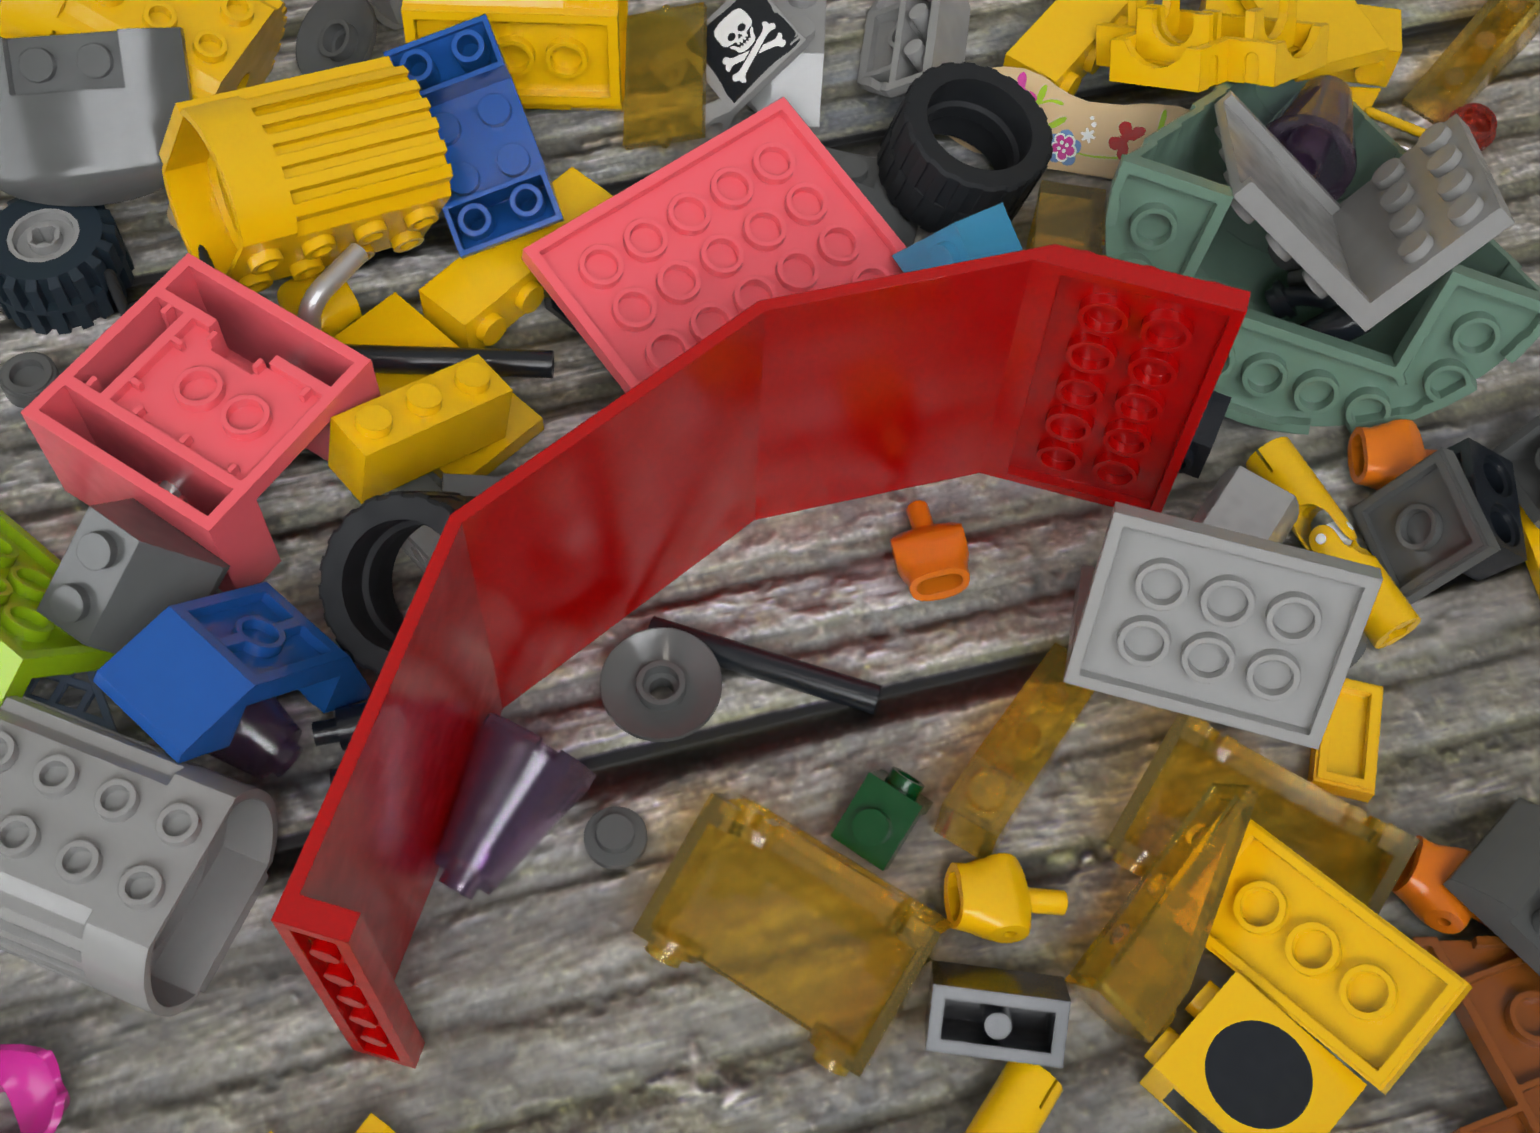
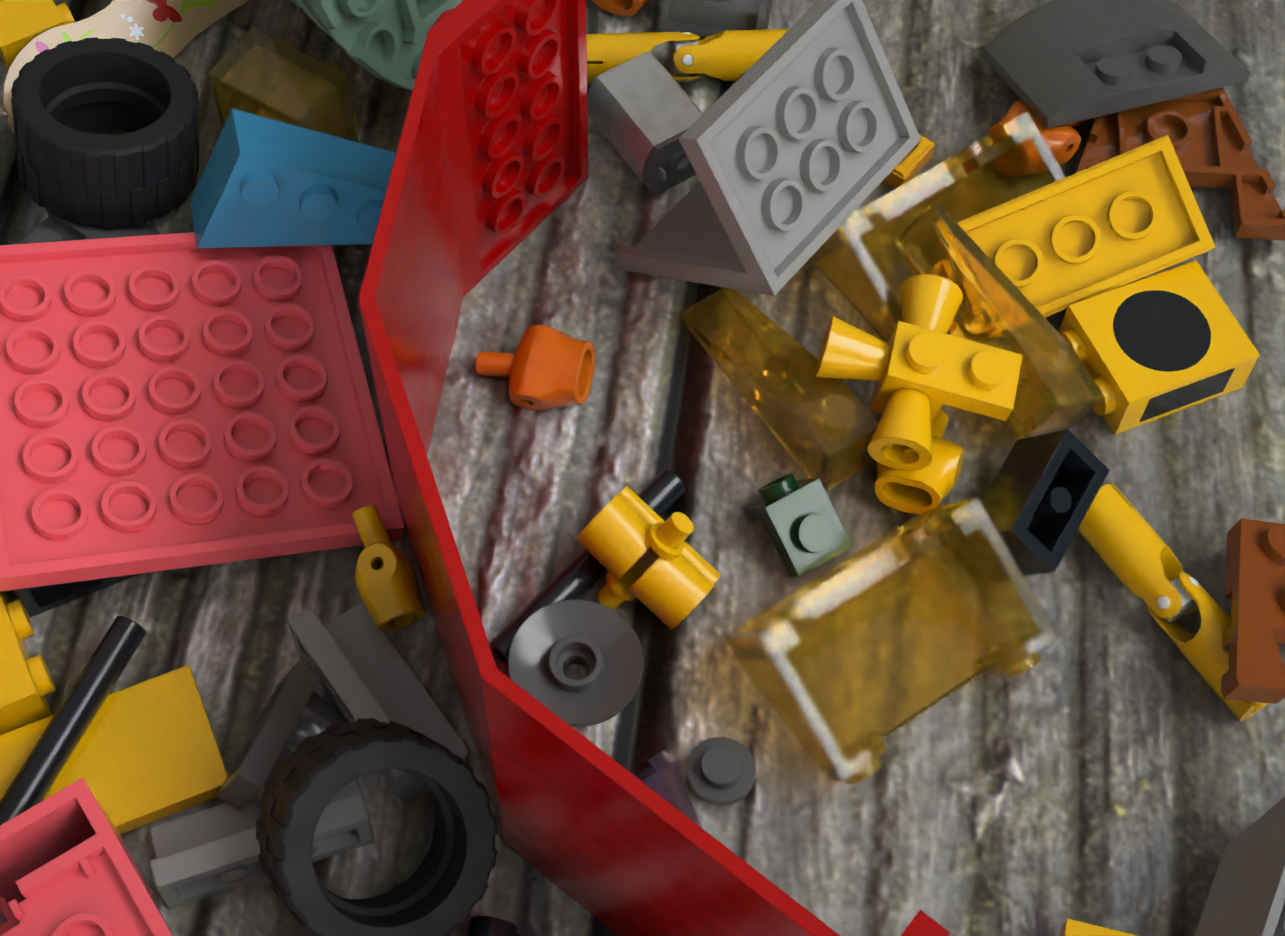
camera: 65 degrees left, 0 degrees up
(418, 427) = (162, 782): yellow brick -> none
(780, 699) = (647, 558): none -> yellow pin
(1070, 846) = (920, 371): none -> yellow brick

